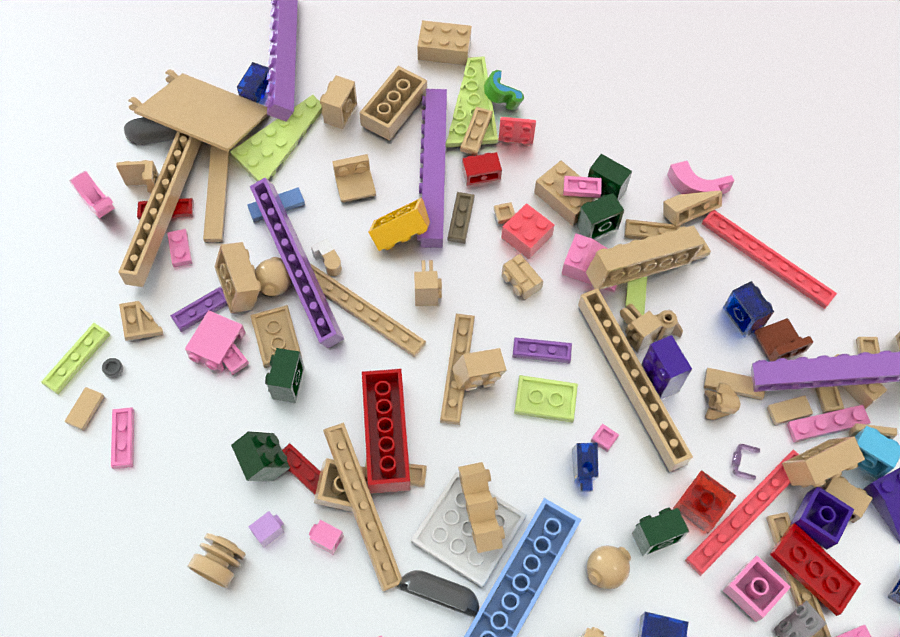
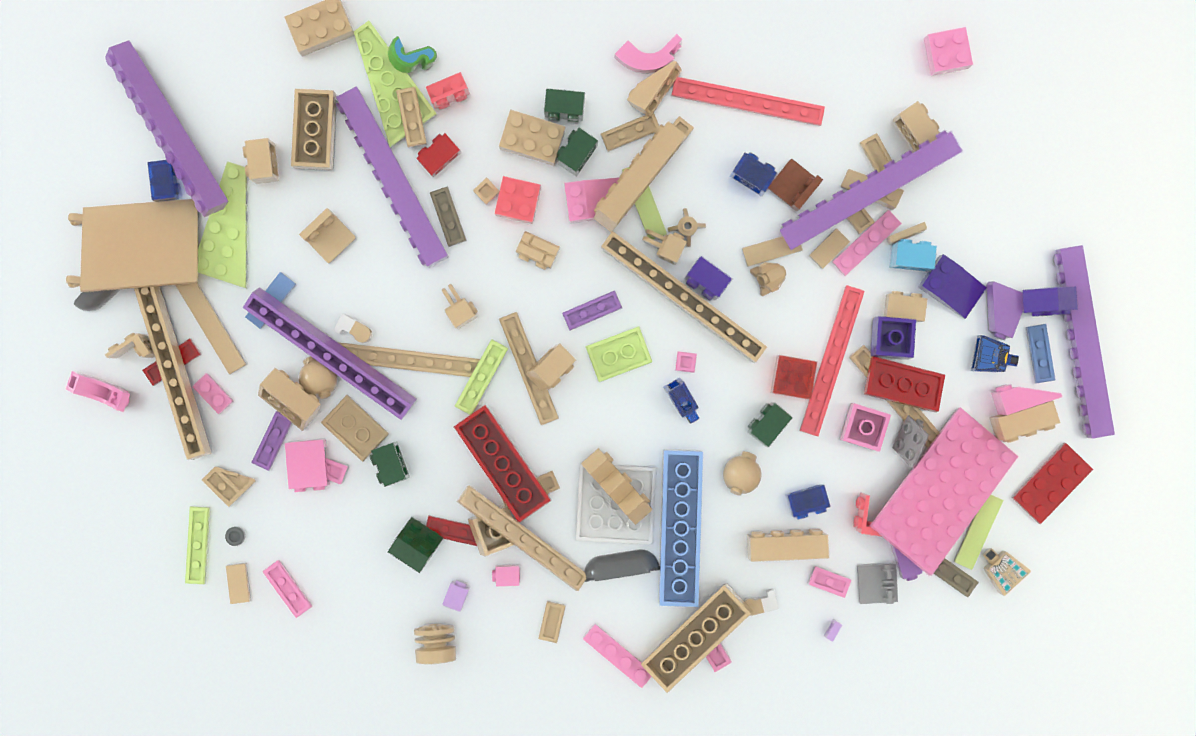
camera: 25 degrees left, 25 degrees up
(340, 609) = (552, 622): none -> tan tile
(399, 225) = (399, 263): yellow slope -> none
(413, 349) = (481, 377): none -> yellowish green tile
(582, 186) = (546, 134): bright pink plate -> none
(737, 459) = (803, 318): clear purple piece -> none
(823, 462) = (875, 290): tan brick -> none

